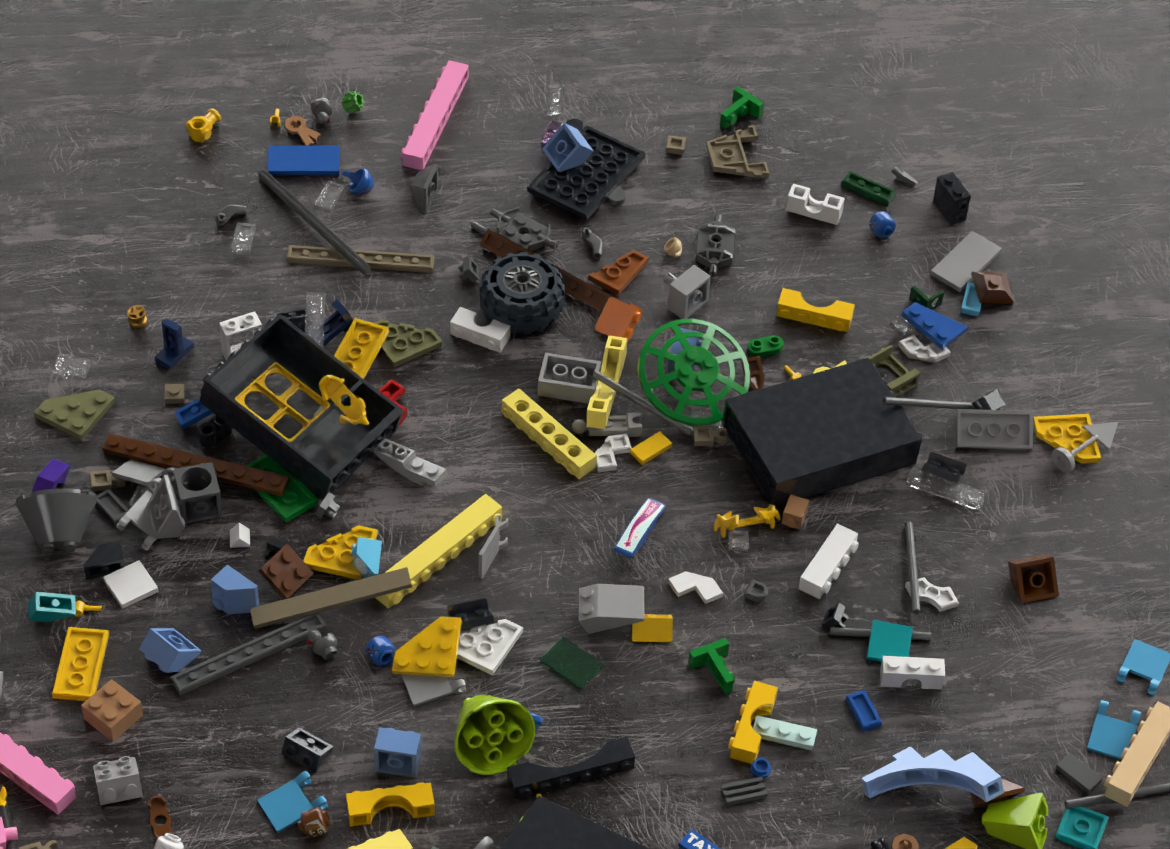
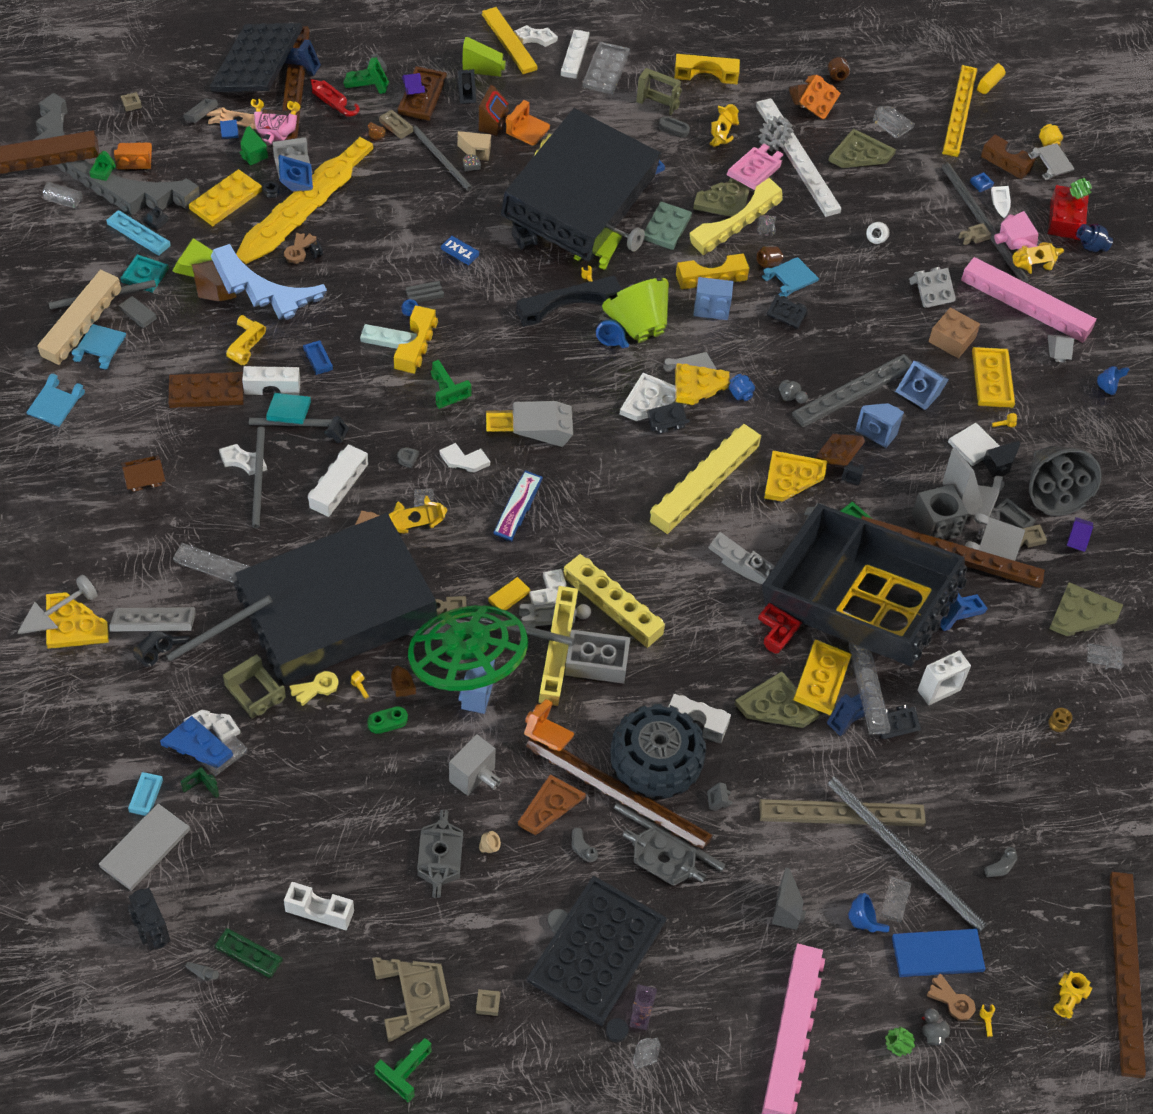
camera: 175 degrees right, 5 degrees up
(51, 606) = (1035, 411): teal slope -> none
(149, 142) = (1127, 976): none -> reddish brown plate
(158, 808) = (885, 254): reddish brown piece -> none
(174, 393) = (994, 635): dark tan plate -> none
(175, 344) = (1011, 679): dark blue bracket -> none
(239, 536) = (889, 489): white slope -> none
(243, 238) = (977, 827): clear plate -> none
(331, 598) = (792, 424): dark tan tile -> none
(333, 388) = (809, 555): yellow piece -> none
(366, 556) = (769, 456): medium azure slope -> none
(492, 547) = (655, 473): light grey flag -> none
(567, 148) = (622, 966): medium blue slope -> none
(572, 663) = (574, 391): clear green piece -> none
(836, 316) = (306, 754): yellow arch -> none
(882, 224) = (239, 885): blue head -> none
(945, 467) = (213, 574): black bracket -> none
(954, 714) = (240, 348): none -> yellow beam
(984, 674) = (206, 389): none -> reddish brown plate
(992, 287) = (120, 800): reddish brown slope -> none

